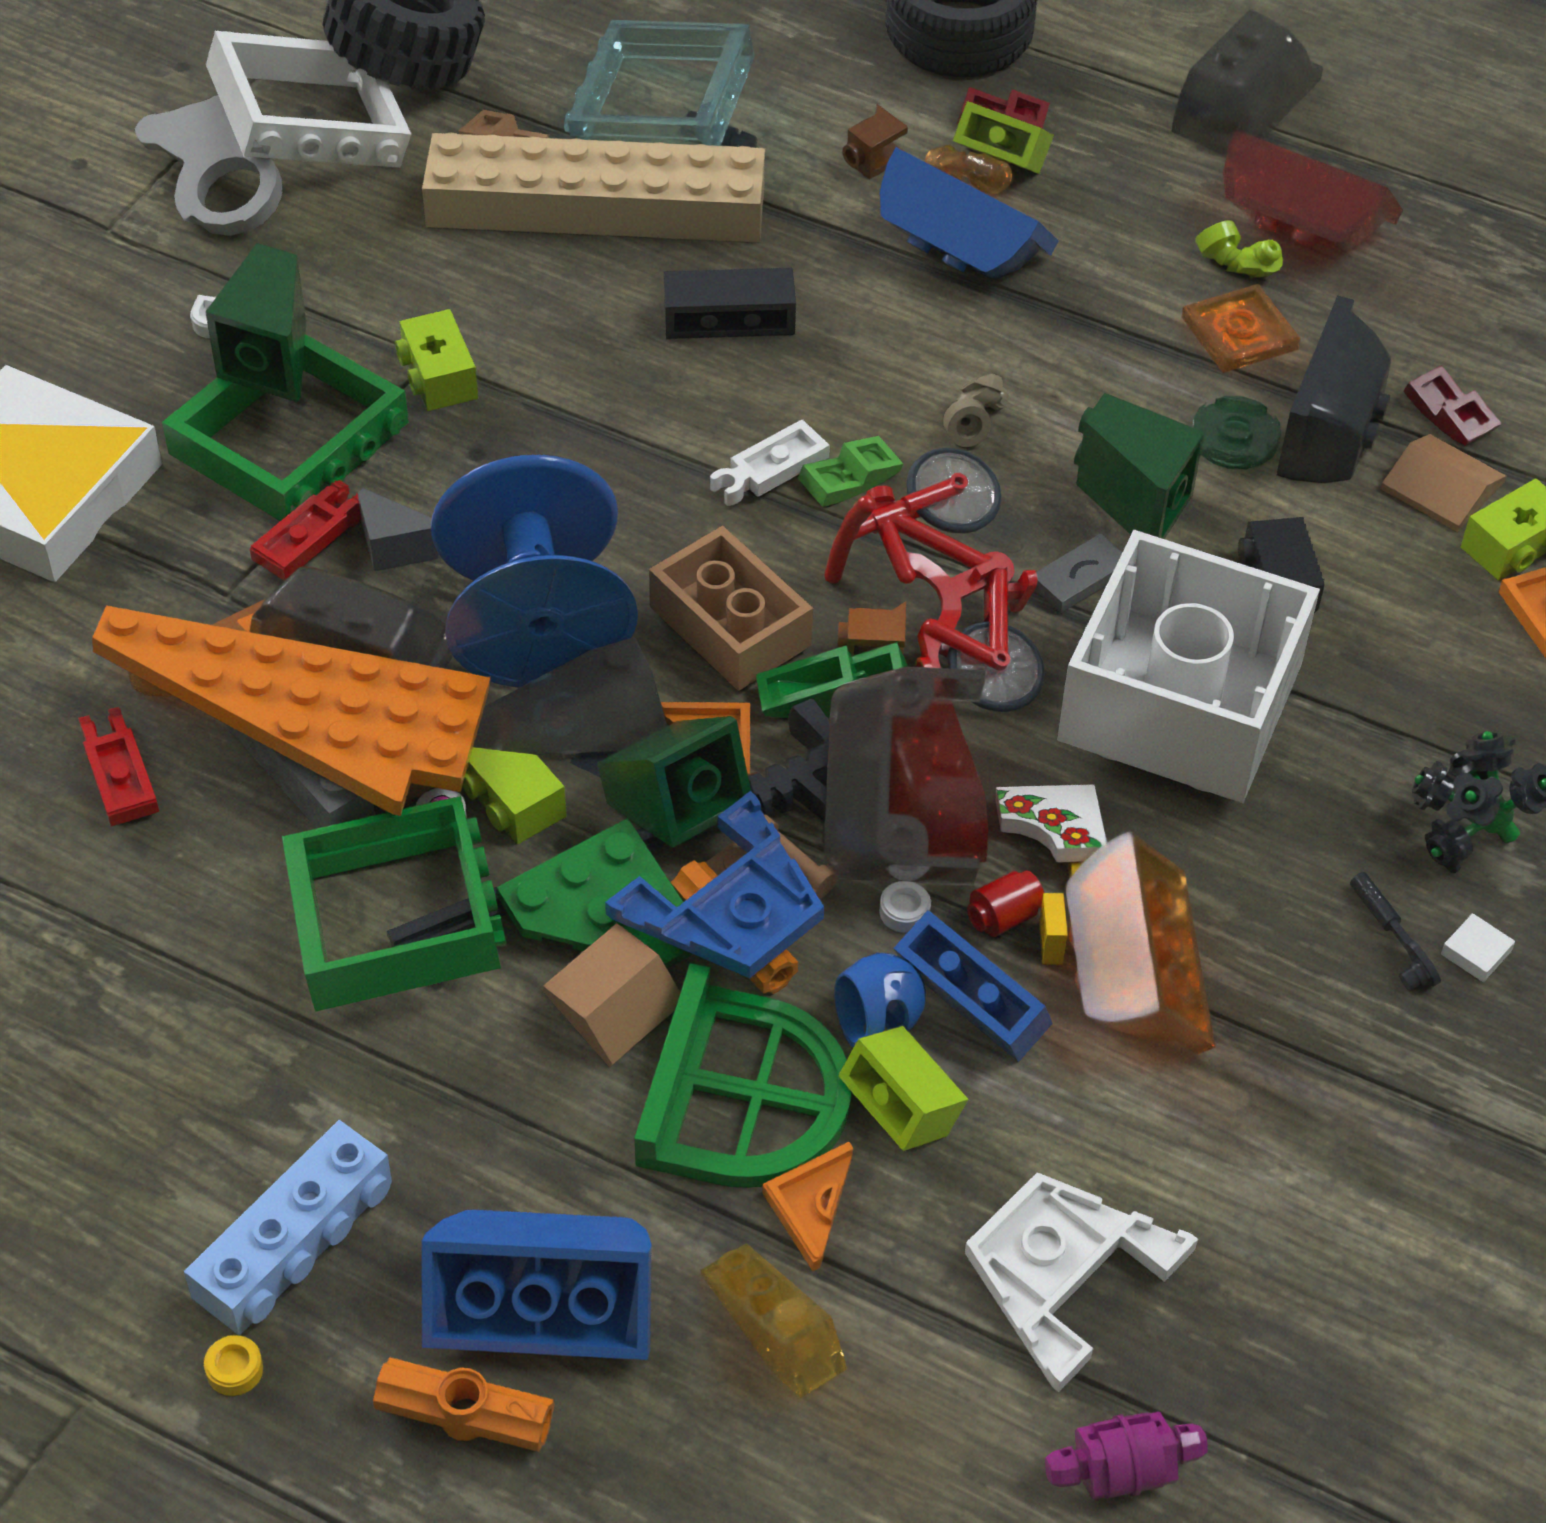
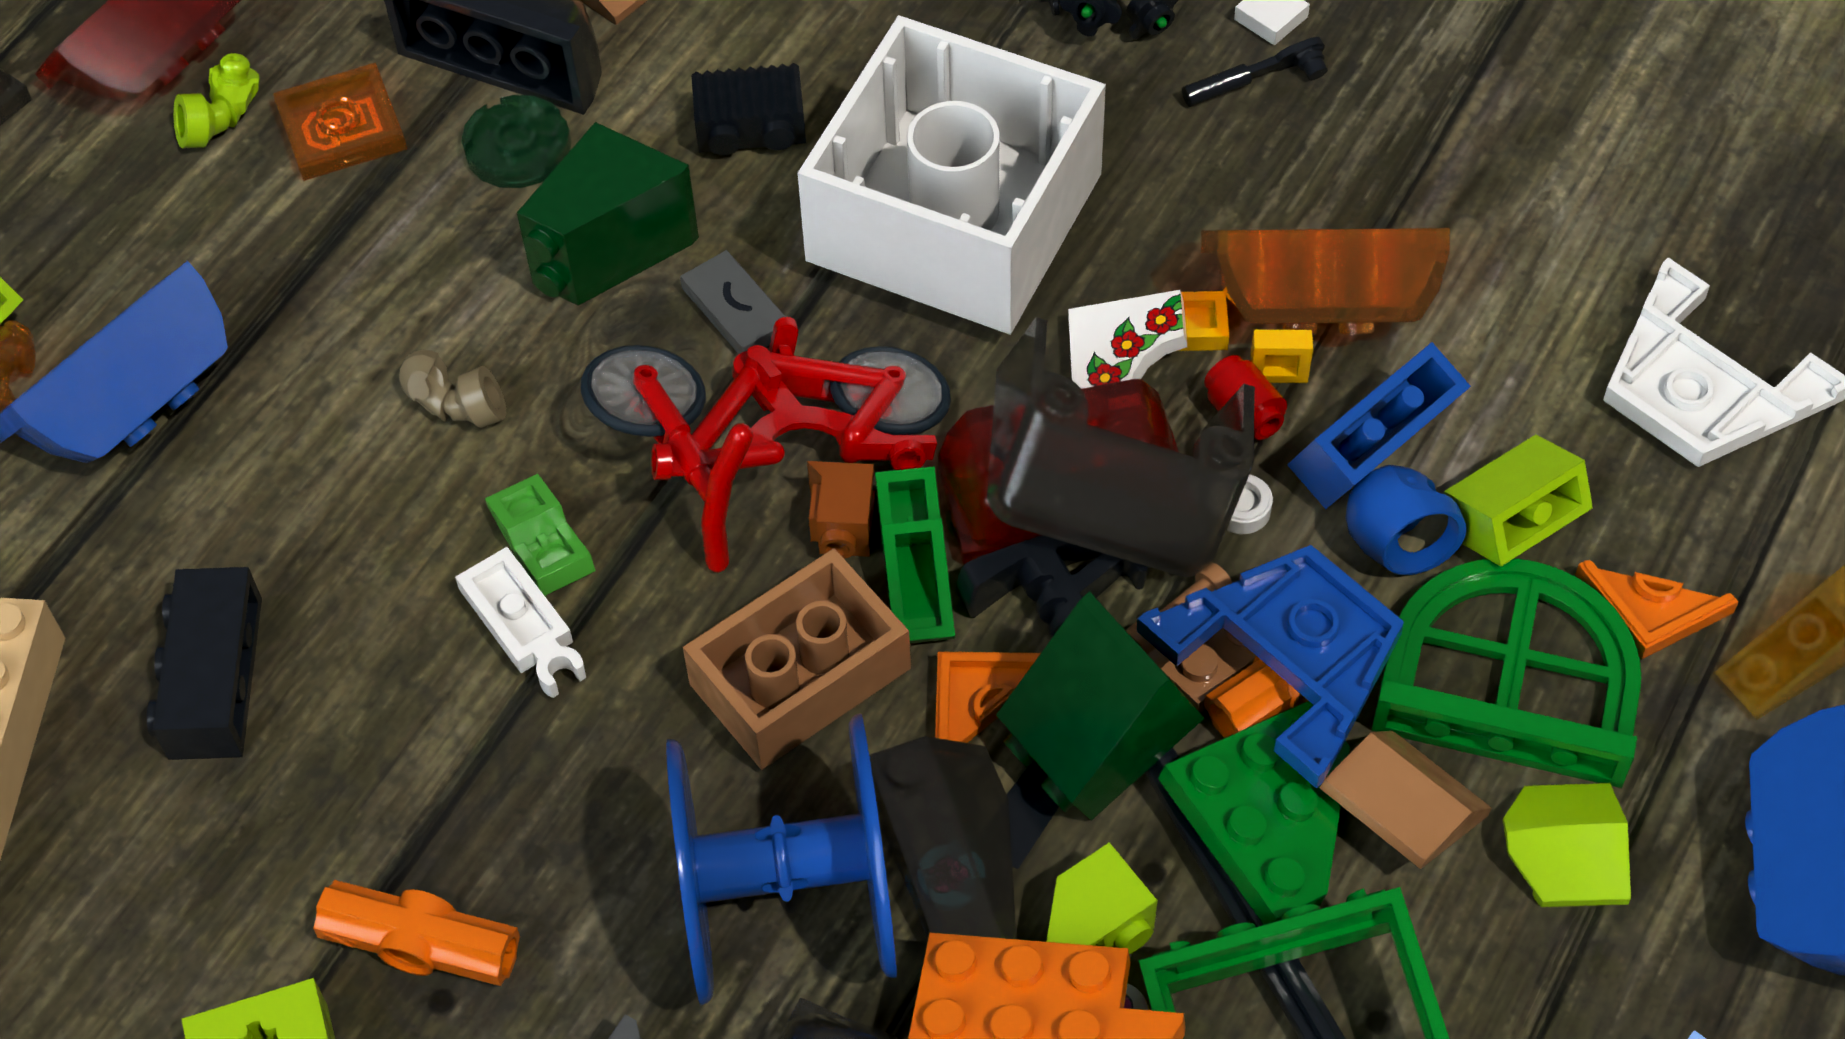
camera: 85 degrees left, 5 degrees up
(522, 421) = (416, 932): none -> orange piece
(579, 1113) = (1570, 844): none -> lime slope

